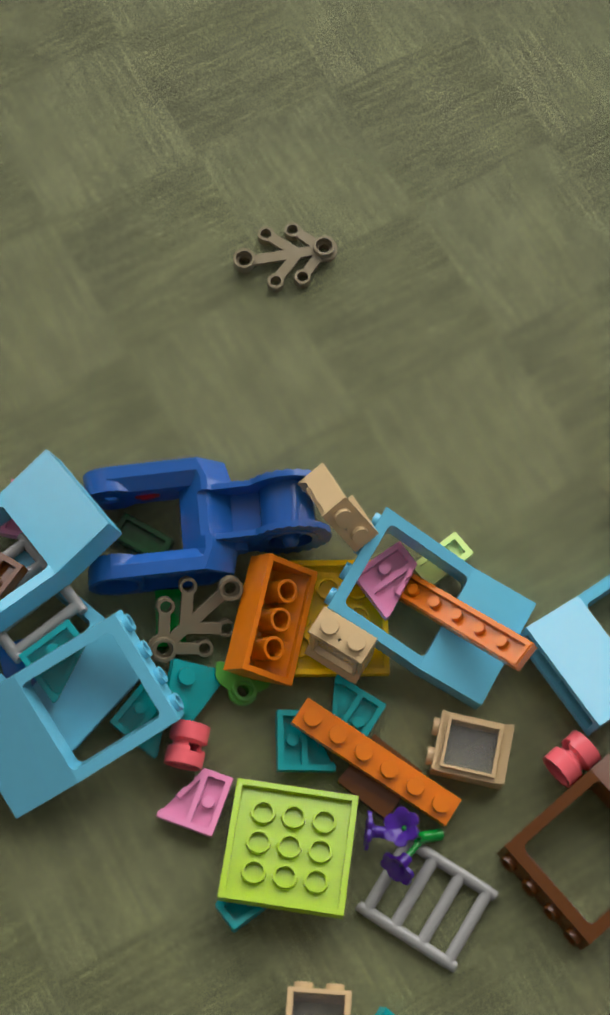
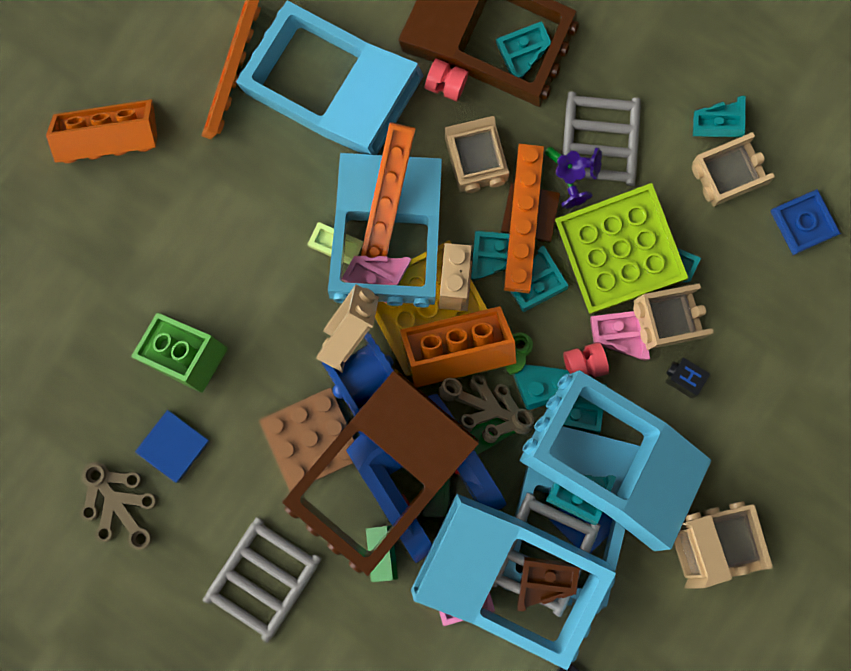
camera: 115 degrees left, 10 degrees up
(105, 455) = (387, 567): none -> tile
(115, 845) = (686, 377): none -> black brick
(171, 320) = (228, 573): none -> light grey bar
(186, 860) = (670, 317): none -> window
(197, 517) = (414, 435): none -> reddish brown window
(255, 439) = (304, 433): none -> medium nougat plate
(315, 324) = (172, 446): none -> blue tile
(402, 367) = (180, 352): none -> bright green slope
(572, 865) = (523, 48): none -> teal wing

